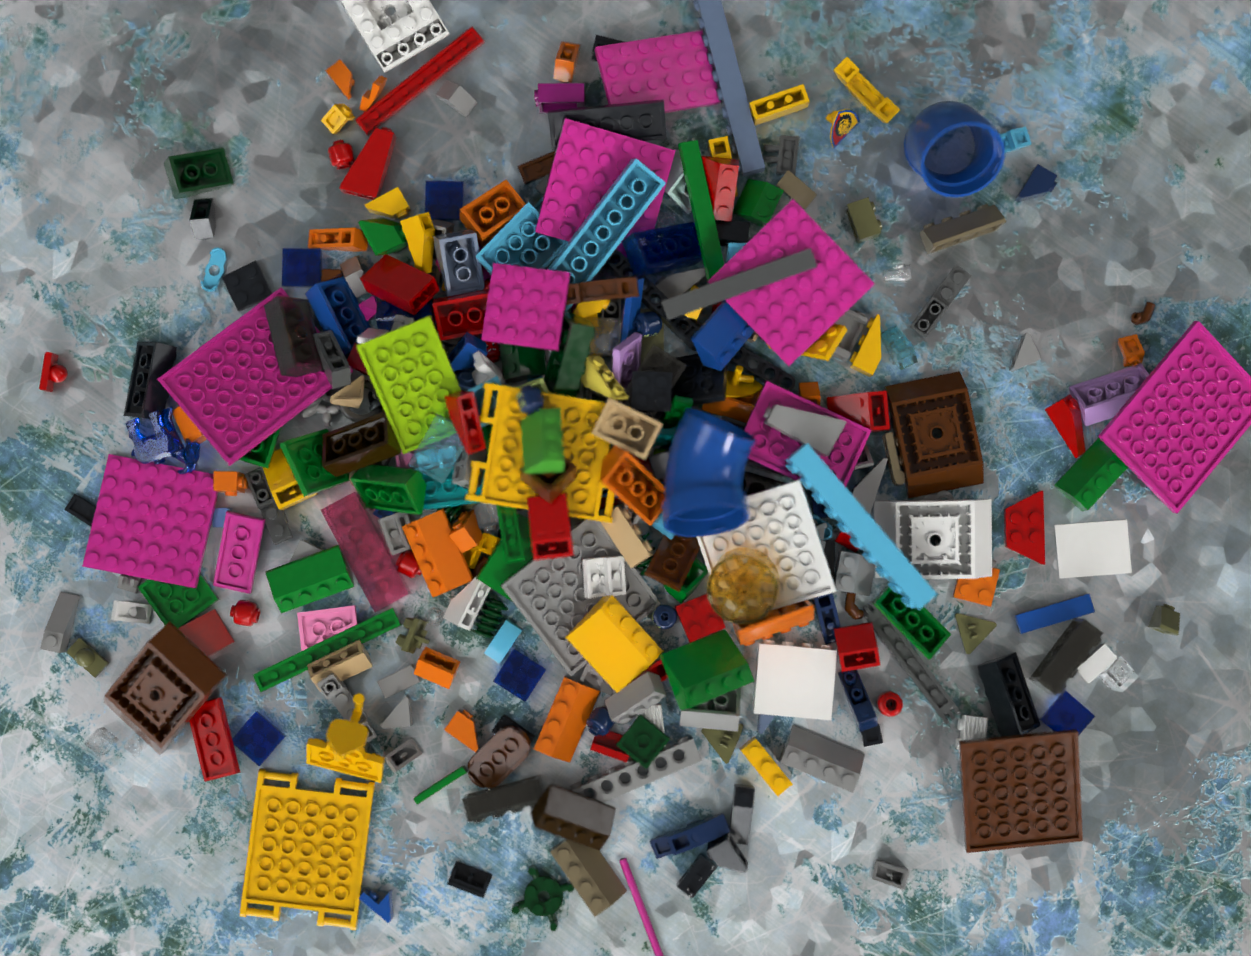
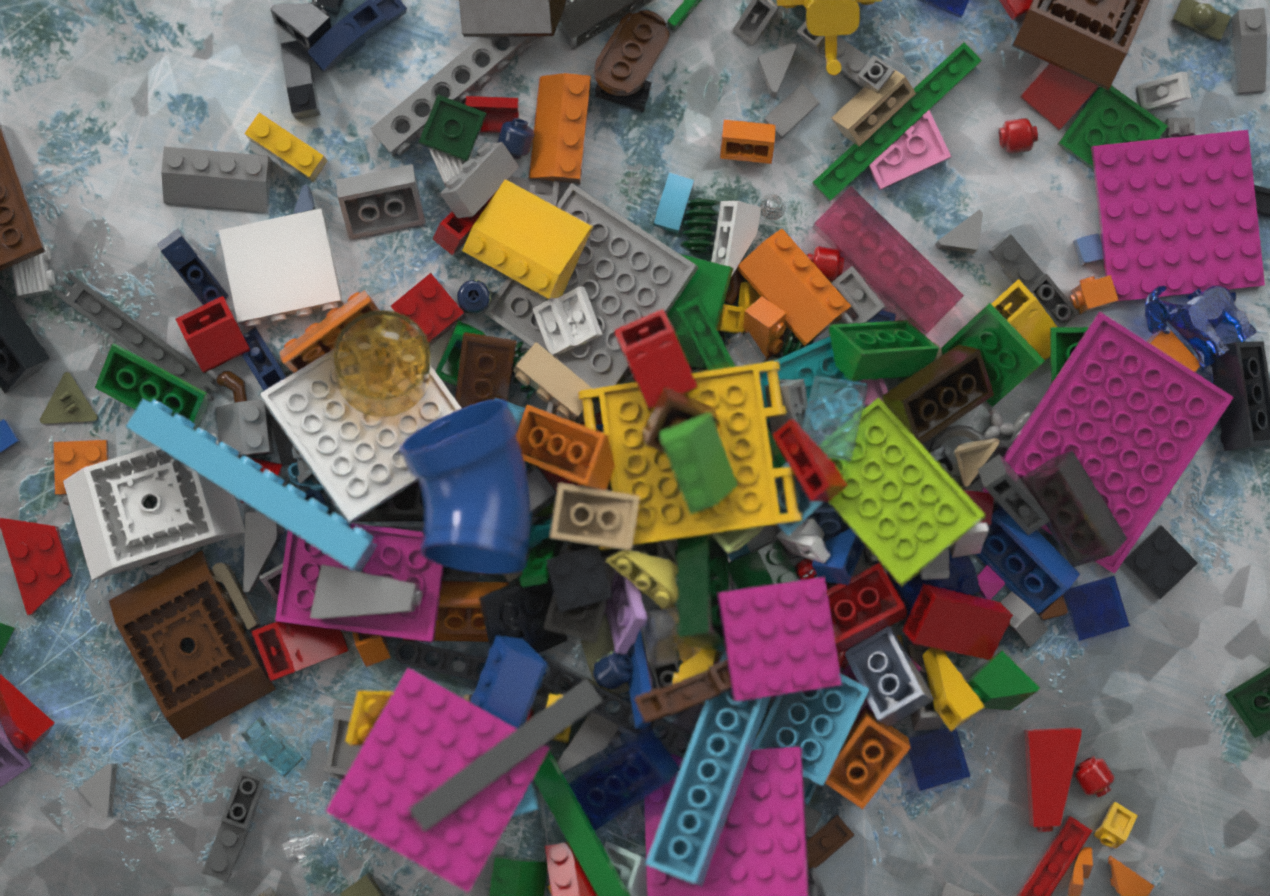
camera: 160 degrees right, 0 degrees up
(203, 219) = (1248, 633): black slope -> none
(218, 258) = (1211, 552): medium azure piece -> none
(239, 552) = (1052, 210): dark pink tile -> none
(310, 579) = (948, 203): green slope -> none
(338, 239) = (1061, 660): orange slope -> none
(390, 205) = (1006, 729): yellow slope -> none
(415, 636) = (788, 174): olive hips -> none
(464, 729) = (688, 75): orange slope -> none
(519, 675) = (638, 166): clear blue plate -> none
(530, 399) = (733, 513): dark blue head -> none
(705, 669) = (399, 243): green slope -> none
(723, 741) = (350, 162): olive piece -> none
(732, 232) = (537, 831): black hinge -> none
(741, 385) = (465, 631): yellow shield -> none
(869, 353) = (309, 726): yellow slope -> none
(872, 736) = (160, 227): black tile -> none
(891, 874) = (85, 61): light grey slope -> none
(893, 709) = (142, 270): red head -> none

